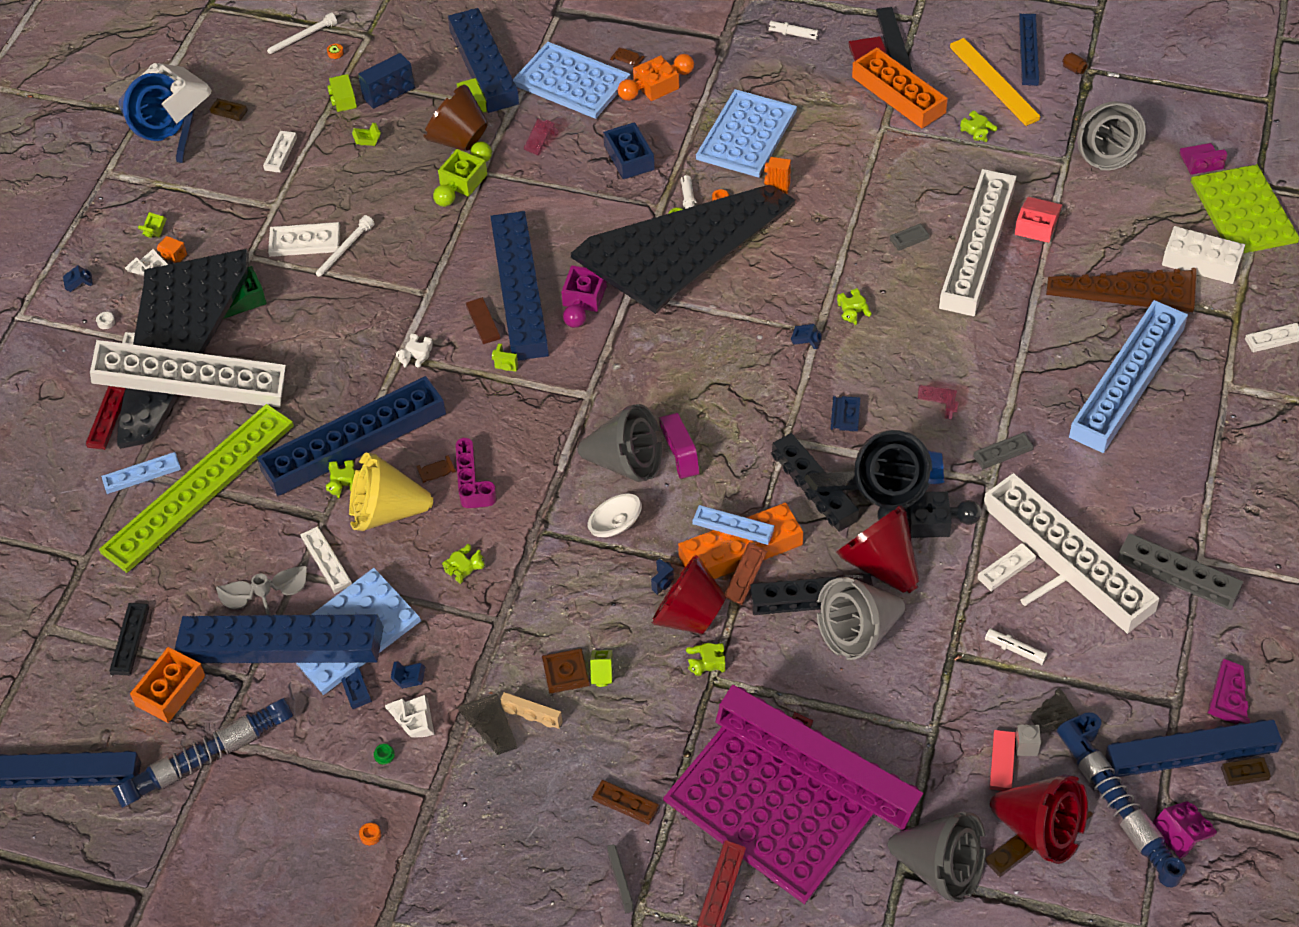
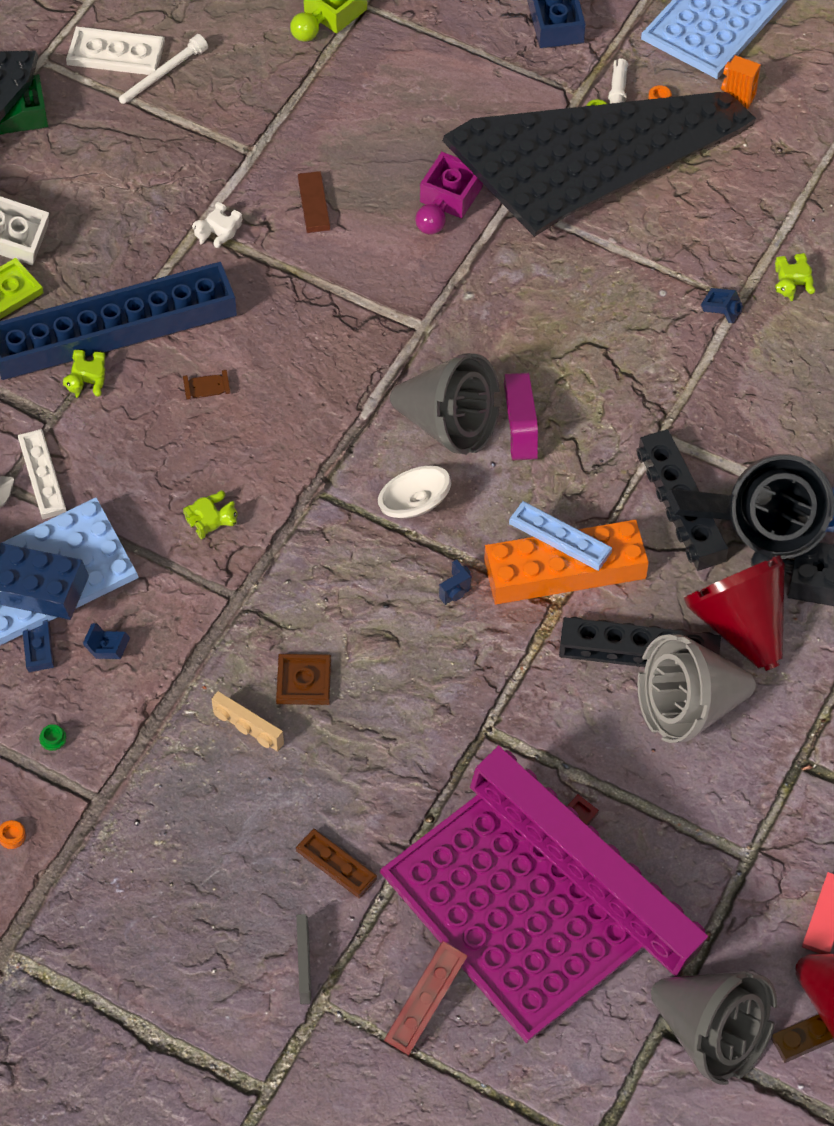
camera: 10 degrees right, 5 degrees up
(384, 494) = (132, 406): light yellow cone -> none
(413, 716) = (100, 697): white slope -> none
(471, 493) = (243, 424): magenta beam -> none
(490, 723) = (193, 725): clear smoke wing -> none
(504, 360) = (327, 260): lime bracket -> none
(519, 286) = (369, 165): dark blue brick -> none
(601, 667) = (349, 684): lime slope -> none
(691, 600) = (482, 623): dark red cone -> none
(709, 658) = (488, 701): lime animal -> none
(745, 573) = (560, 602): copper tile -> none
(845, 413) = (746, 417): dark blue plate -> none

